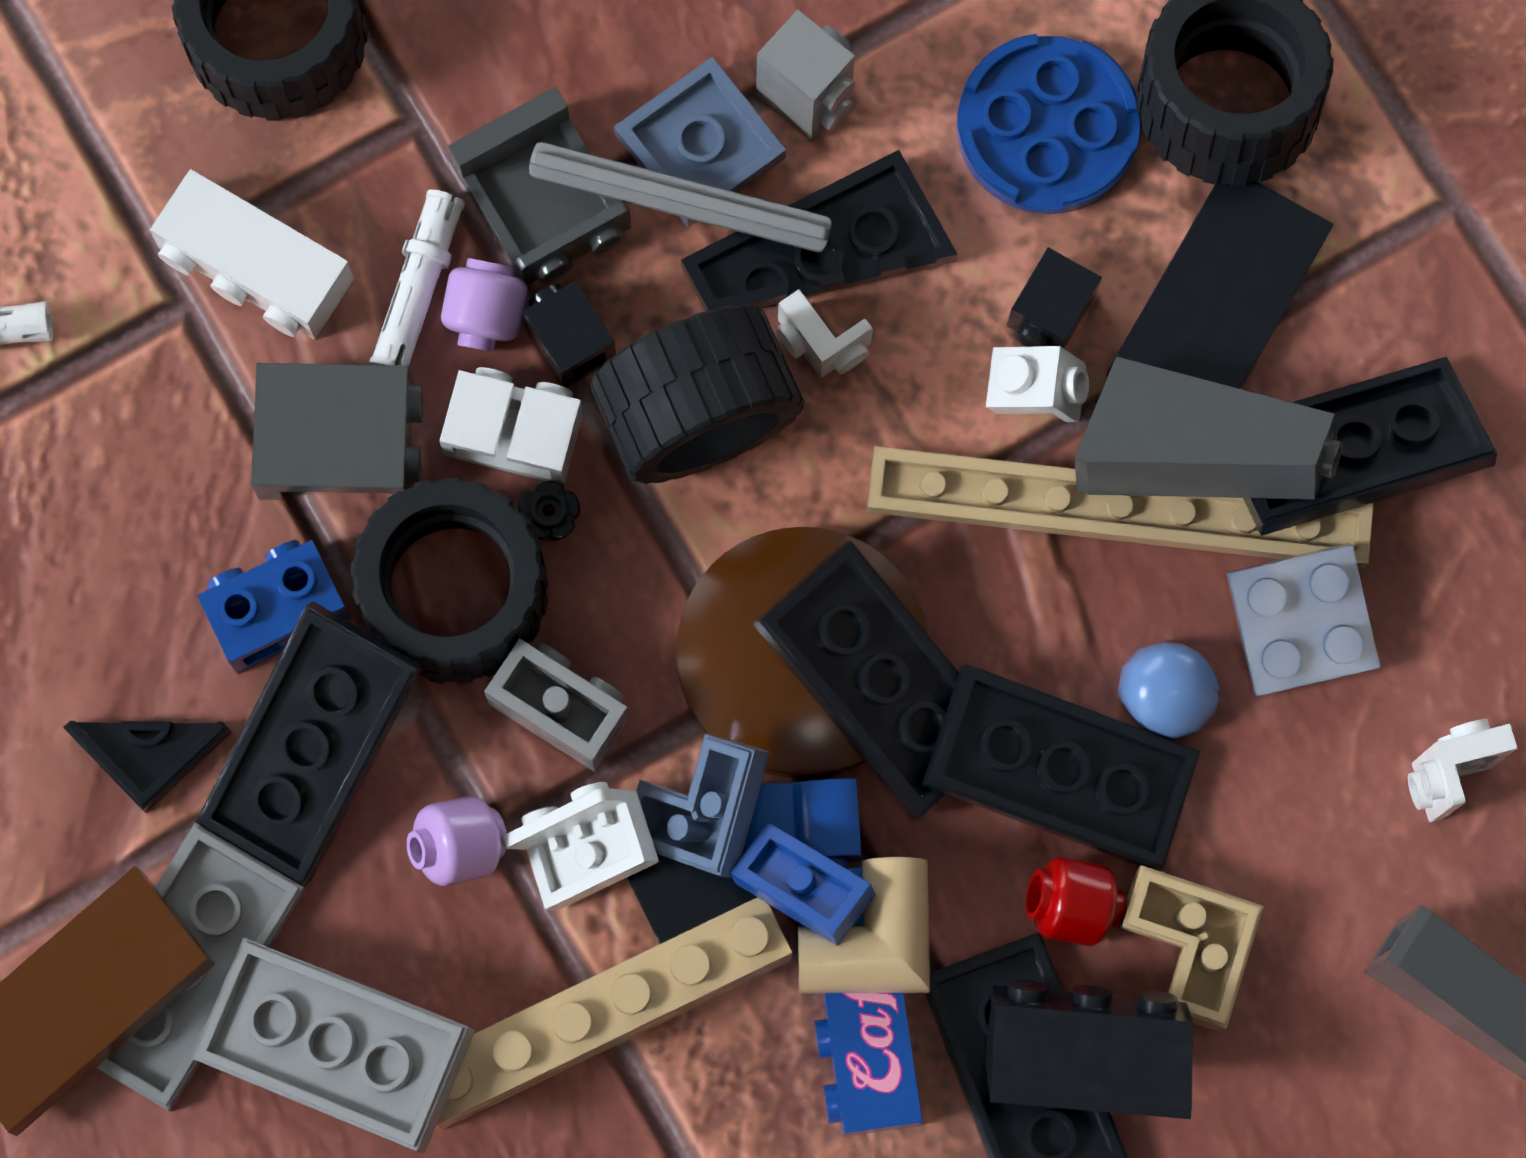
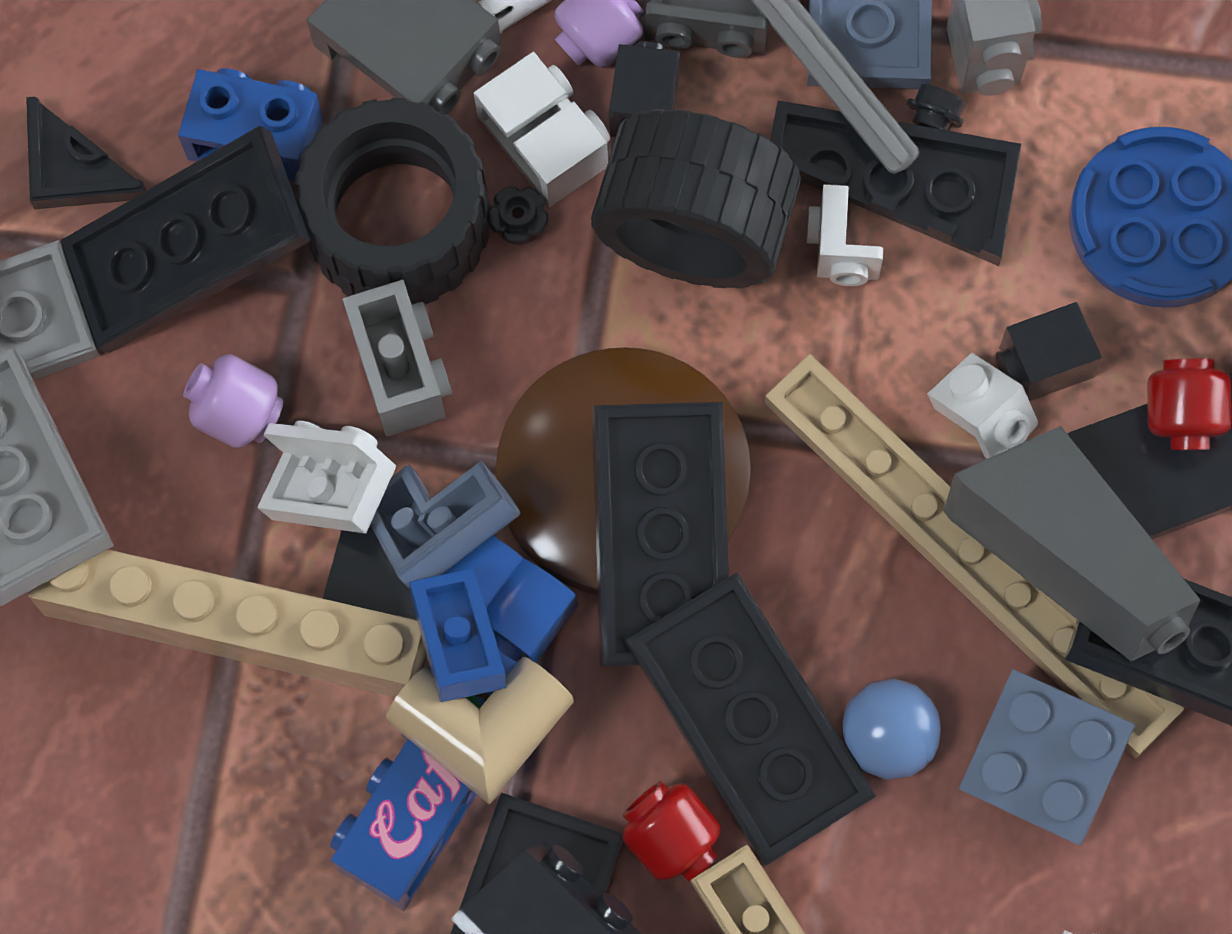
camera: 45 degrees right, 5 degrees down
(808, 170) = (937, 108): none -> black plate
(1194, 262) = (1189, 403): none -> red head

